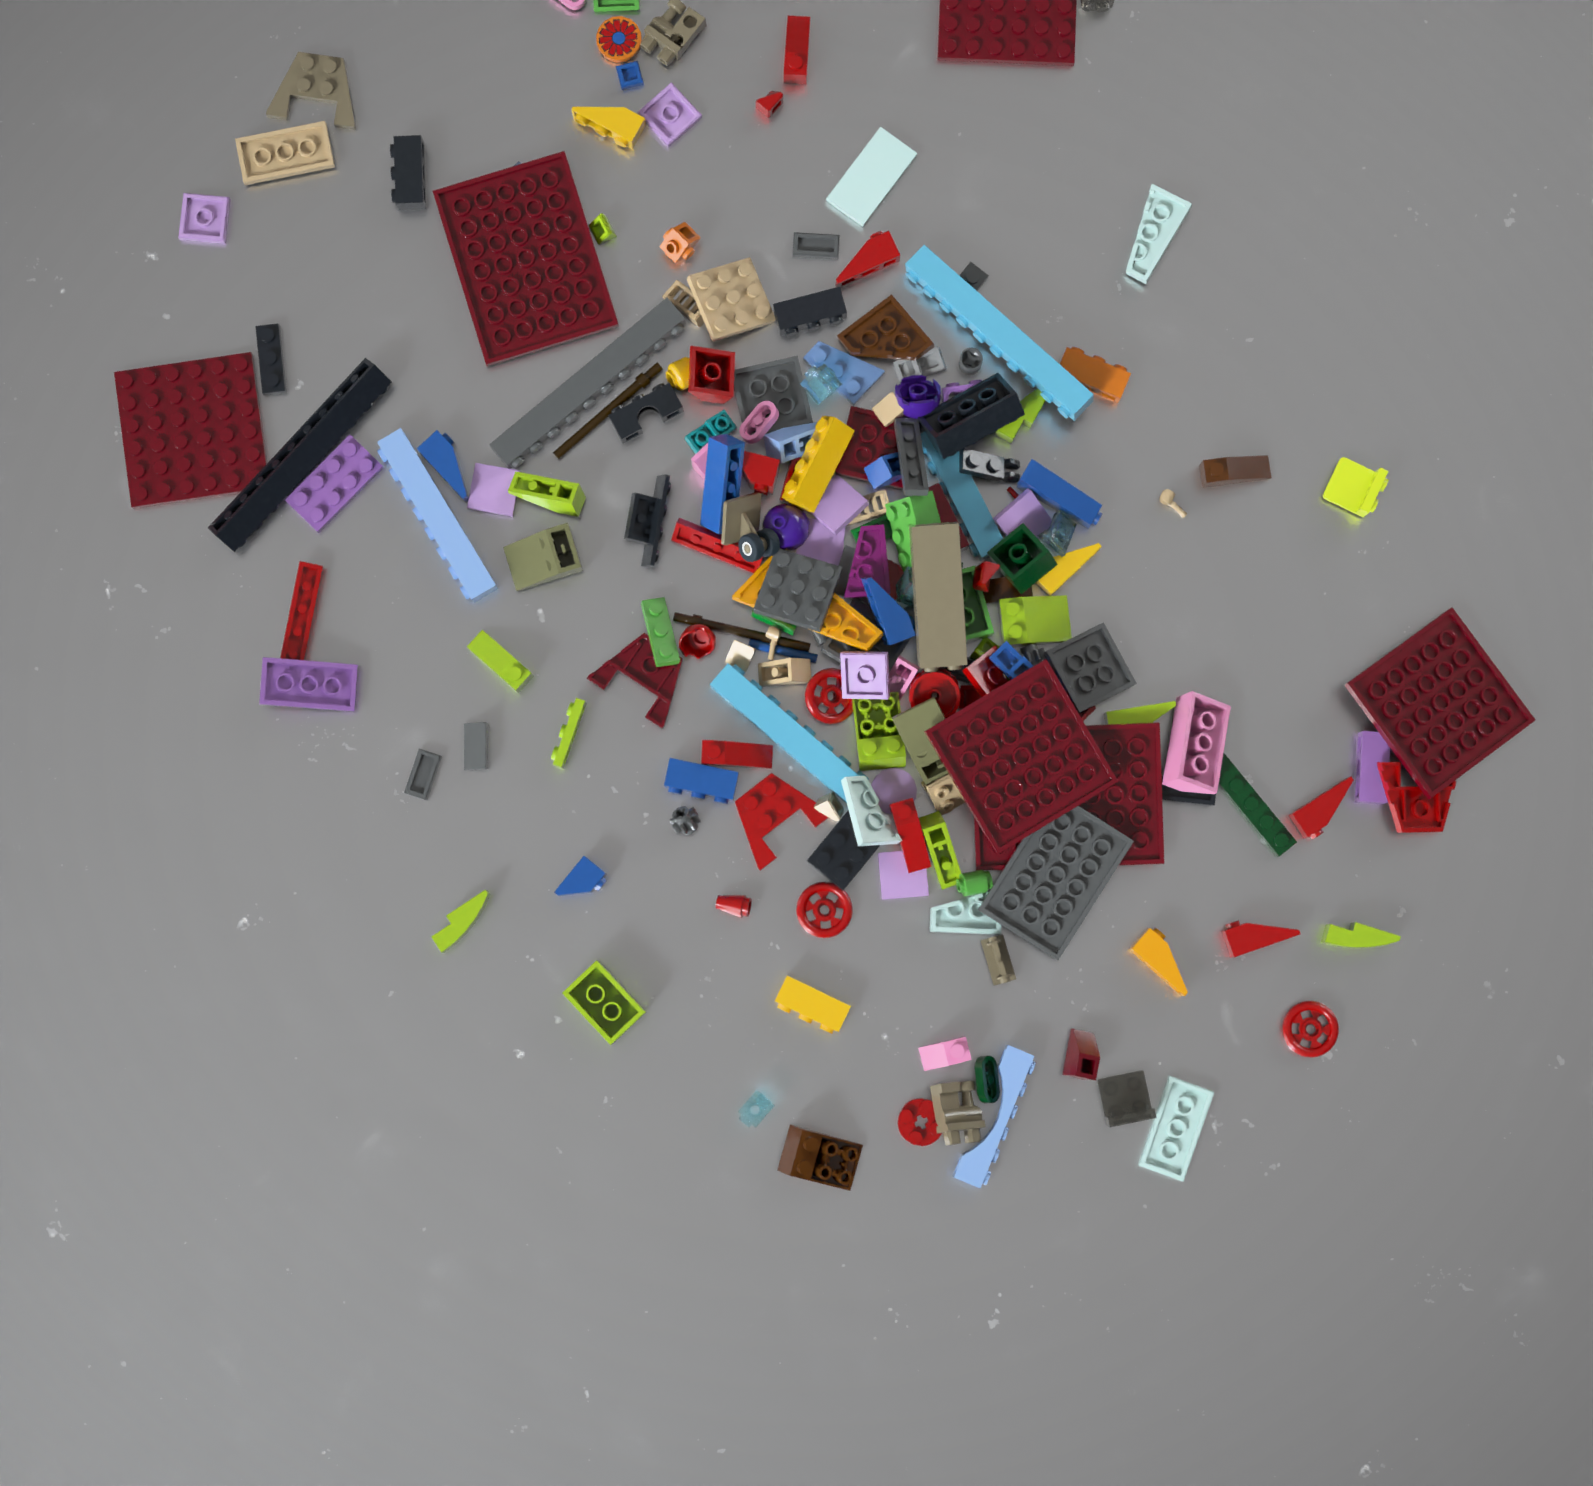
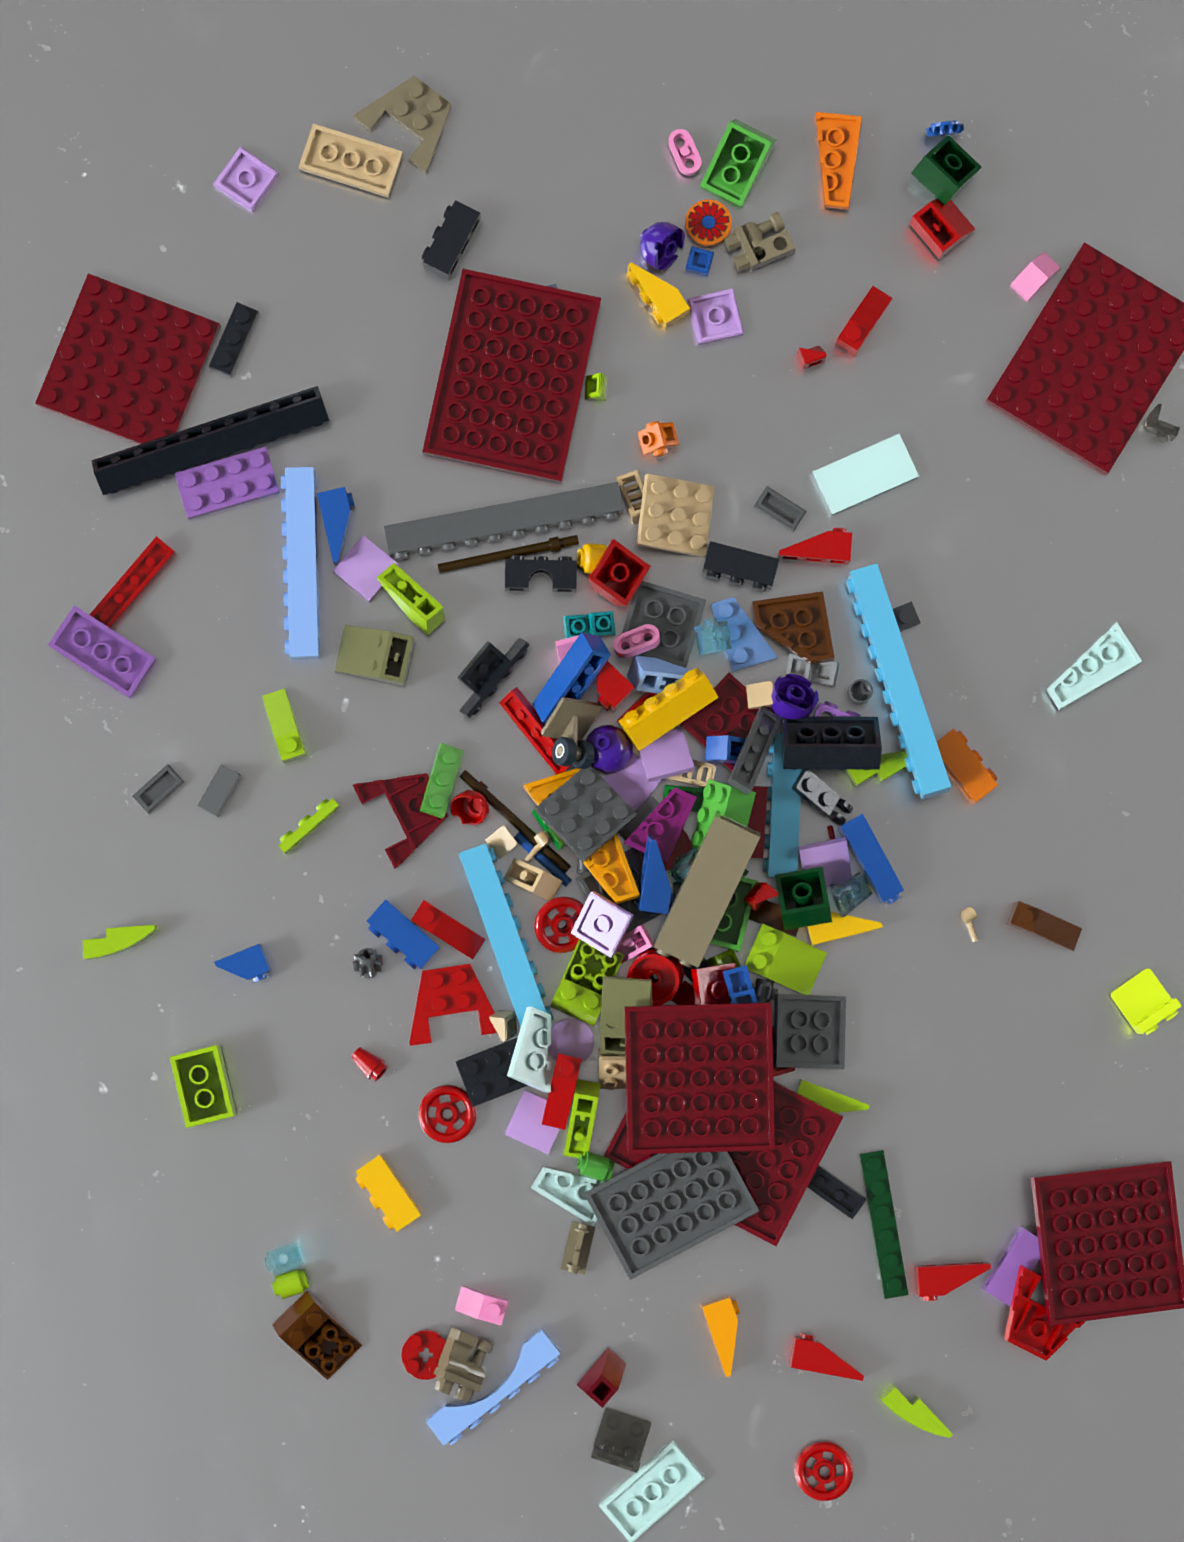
camera: 25 degrees right, 0 degrees up
(588, 78) = (660, 244): none -> dark purple cylinder
(773, 1127) = (290, 1283): none -> lime brick
(987, 1079) = (506, 1350): dark green plate -> none
(1196, 744) = (866, 1155): bright pink slope -> none

